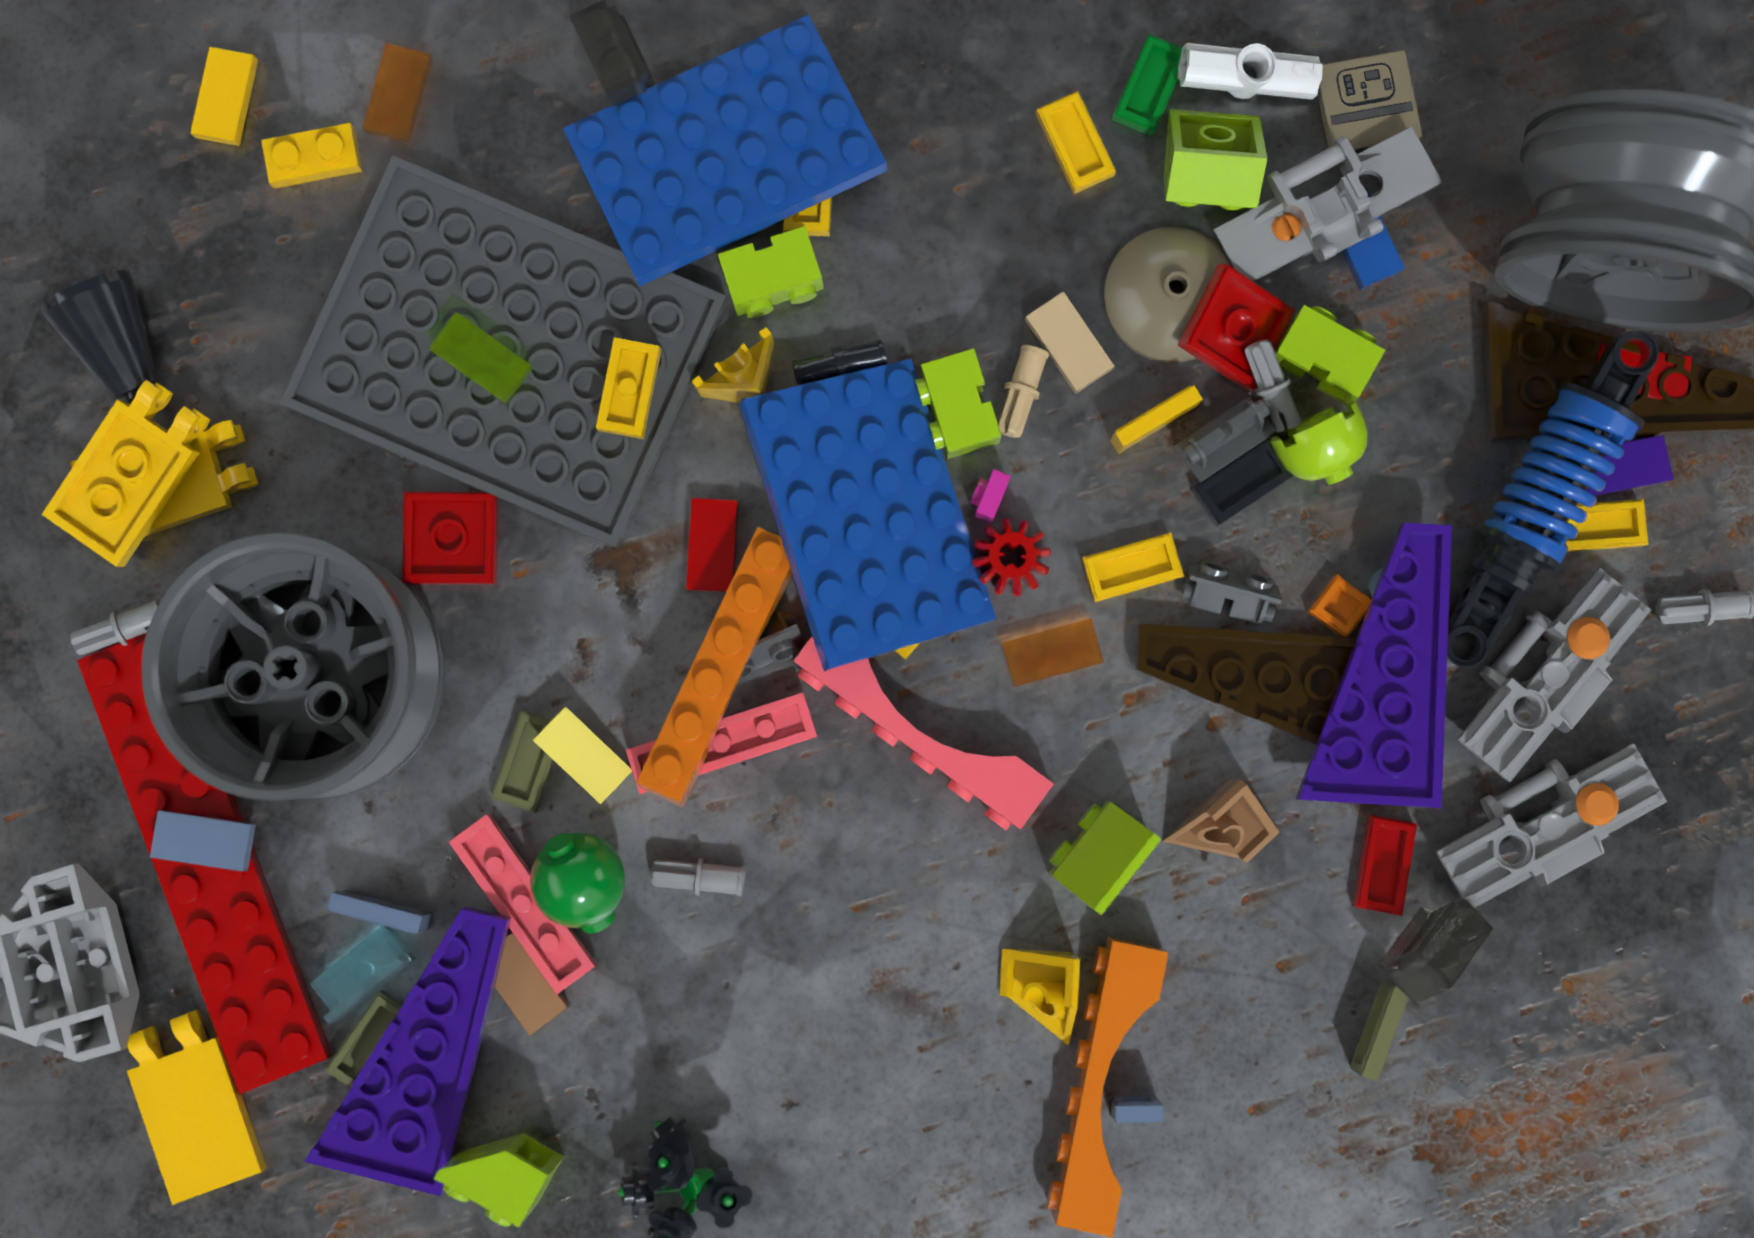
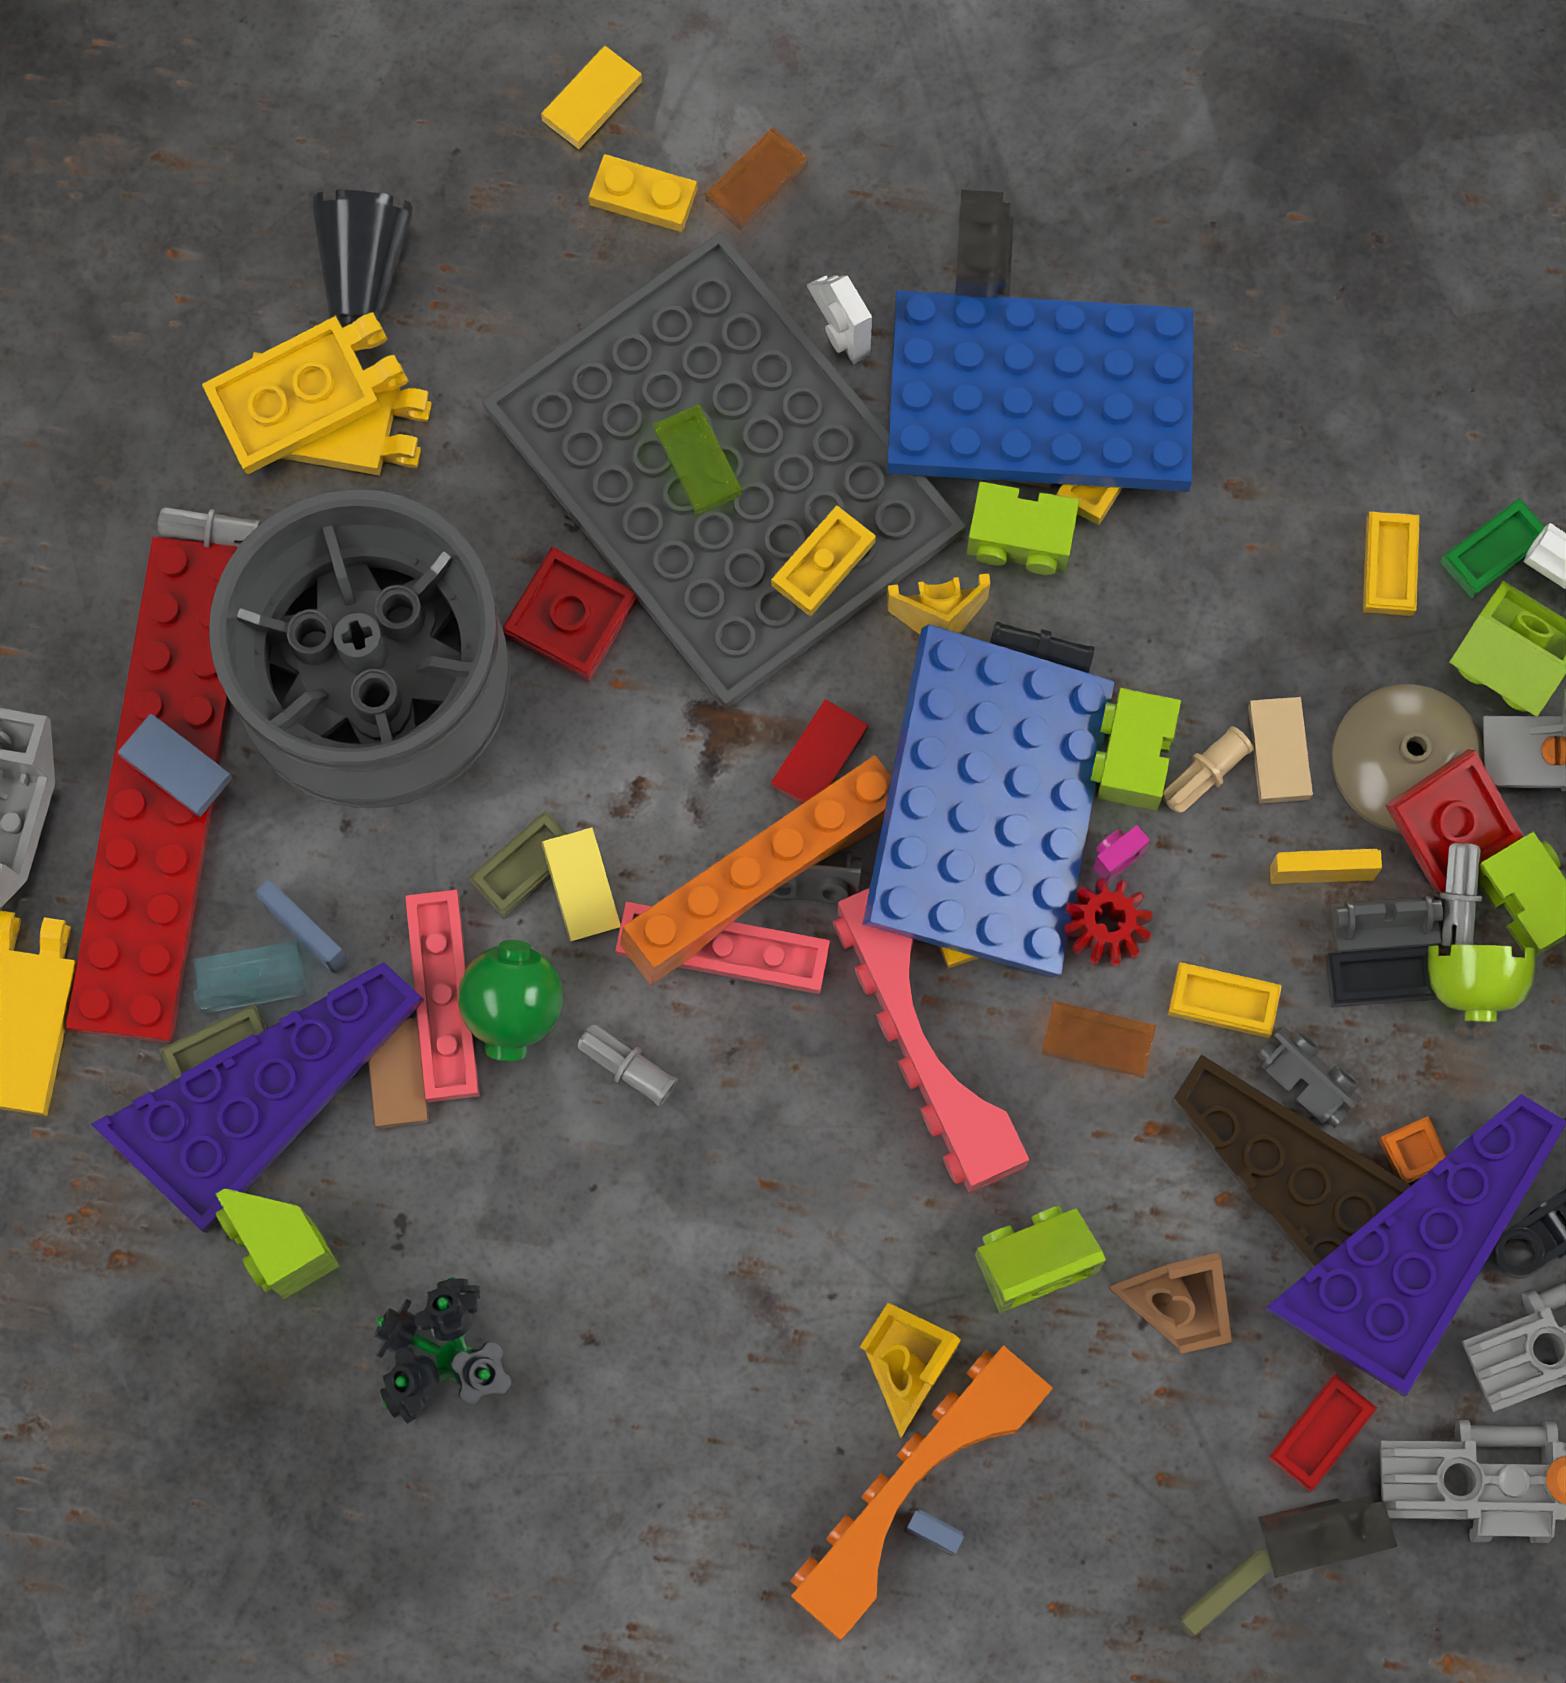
camera: 25 degrees right, 10 degrees down
(539, 176) = (846, 314): none -> white wing

